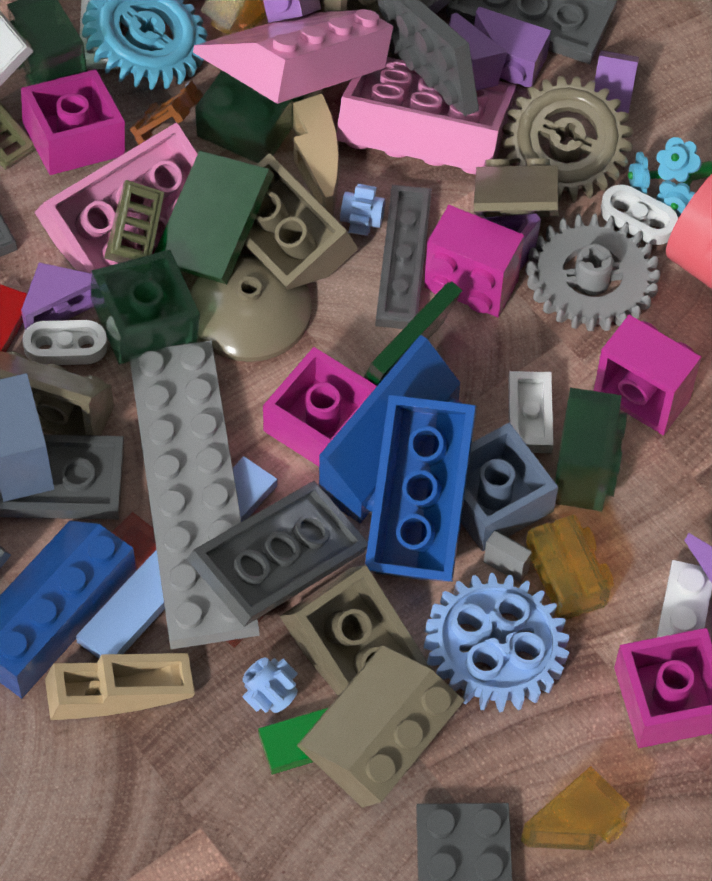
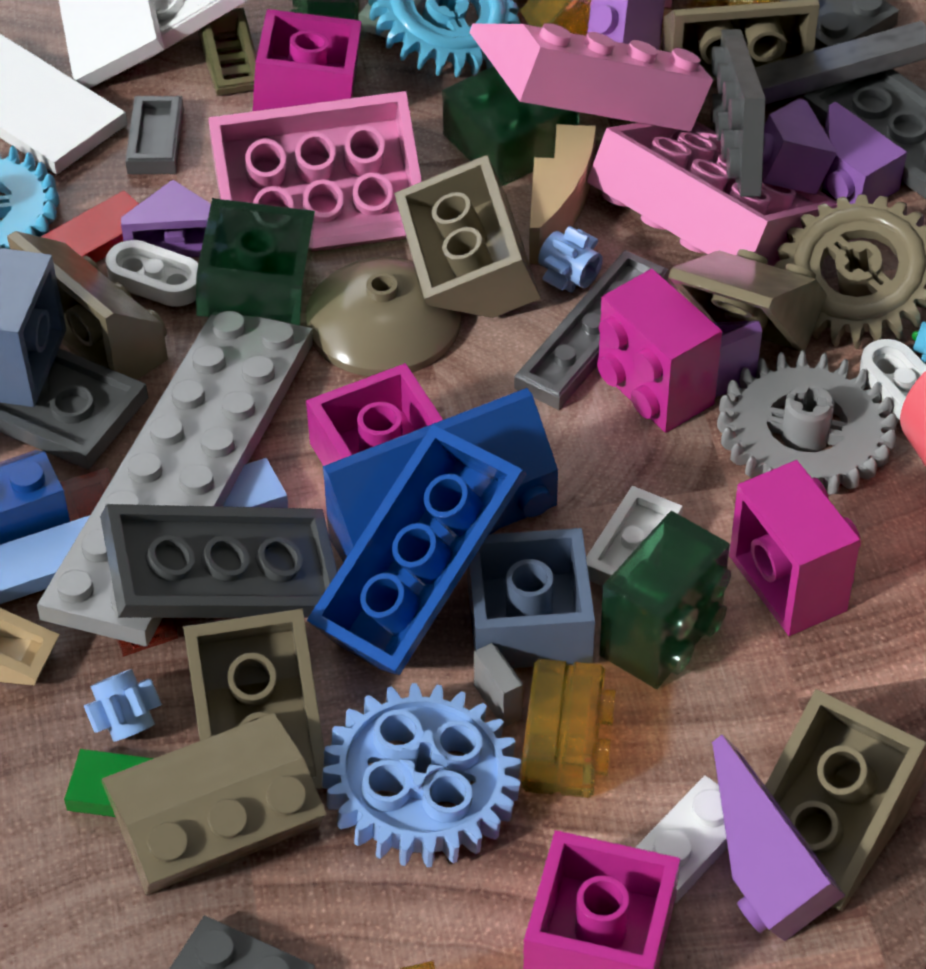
camera: 30 degrees right, 10 degrees down
(121, 253) = (274, 178): olive slope -> none
(175, 107) = (413, 81): dark orange piece -> none
(214, 215) = (389, 200): dark green tile -> none
(423, 324) = (562, 388): dark green tile -> none

